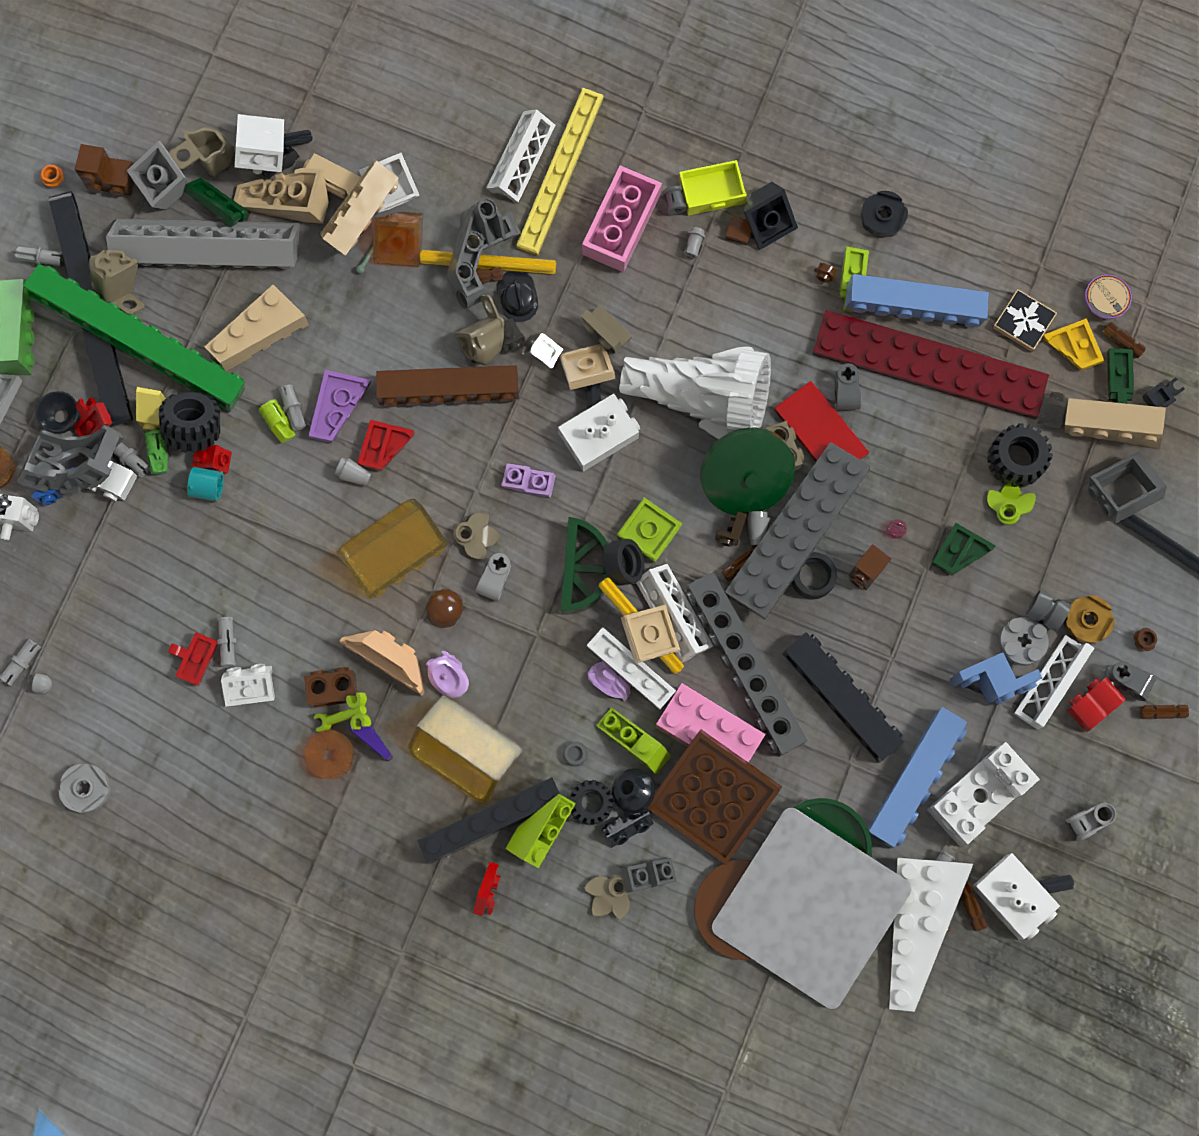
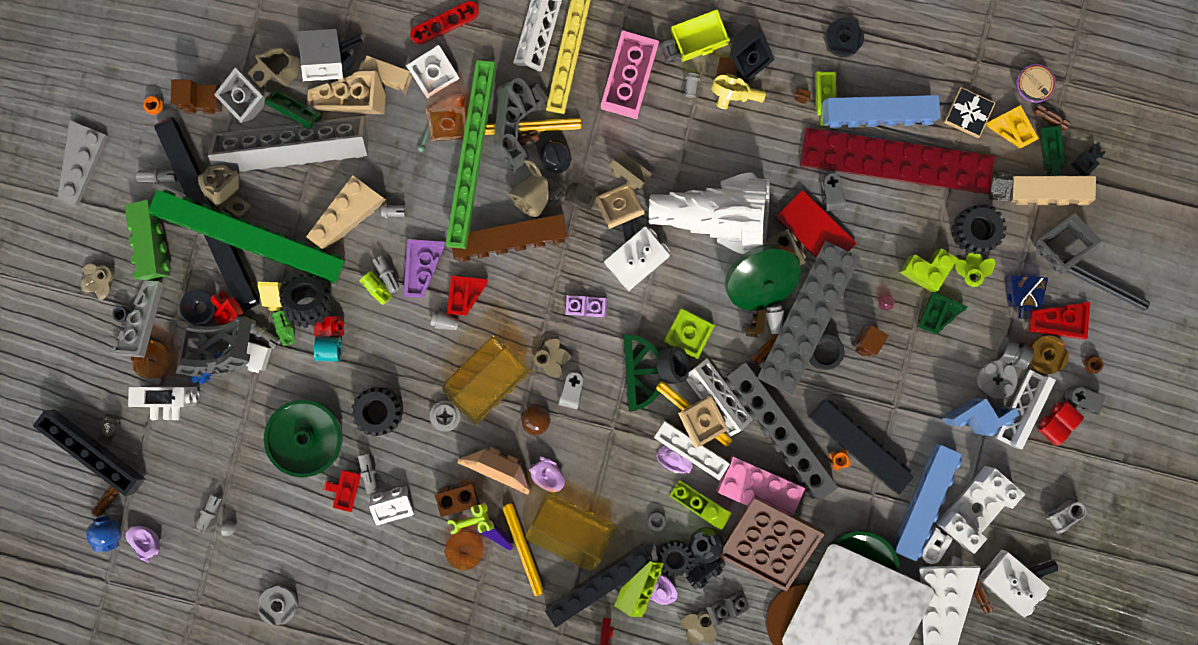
camera: 10 degrees left, 10 degrees up
(155, 585) = (303, 438): none -> dark green dish
(238, 553) = (360, 411): none -> black tyre
(312, 335) = (391, 210): none -> light grey pin
(327, 578) = (438, 422): none -> light grey gear
(359, 207) = (412, 99): tan wedge -> none
(403, 764) = (523, 549): none -> yellow axle
(411, 128) = (443, 20): none -> red beam
(417, 282) = (471, 154): none -> bright green plate
(570, 842) = (664, 591): none -> lavender hat
(744, 250) = (731, 87): none -> light yellow pin
(821, 710) = (843, 463): none -> orange plate
(915, 842) = (933, 553): none -> white plate
(953, 500) = (931, 273): none -> lime brick
(1069, 540) = (1025, 293): none -> clear blue torso
(1114, 582) = (1063, 321): none -> red wing
(1164, 711) = (1113, 420): reddish brown axle -> none

